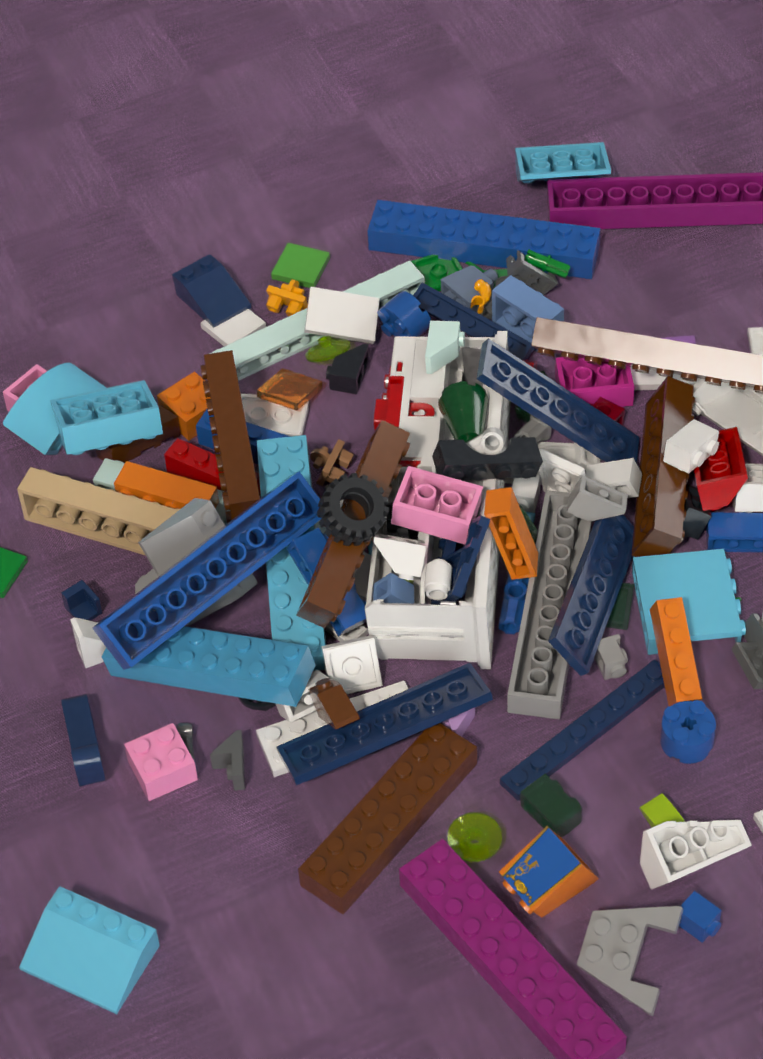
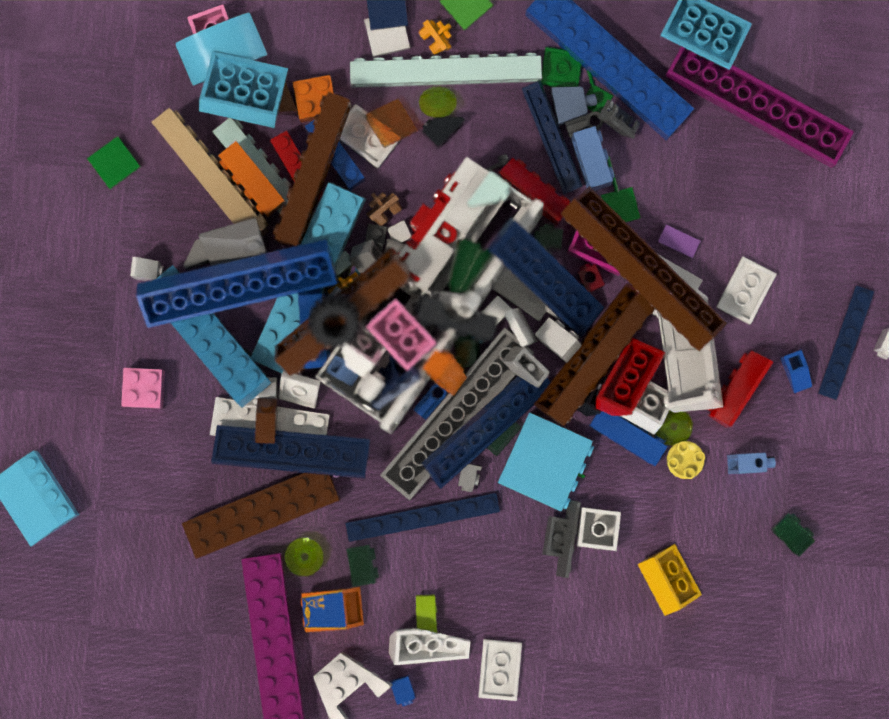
camera: 30 degrees right, 35 degrees up
(81, 601) = (157, 229): dark blue panel -> none
(83, 740) = (104, 341): dark blue beam -> none
(186, 732) = (172, 370): dark grey hand -> none
(231, 756) = (192, 408): dark grey slope -> none
(341, 315) = (460, 82): white tile -> none
(403, 316) = (504, 108): blue brick -> none
(485, 293) = (574, 121): light orange arm -> none
(547, 263) = (635, 119): green axle -> none
(675, 651) = (505, 506): orange brick -> none
(688, 731) = (486, 570): blue brick -> none
(691, 446) = (614, 362): white brick -> none

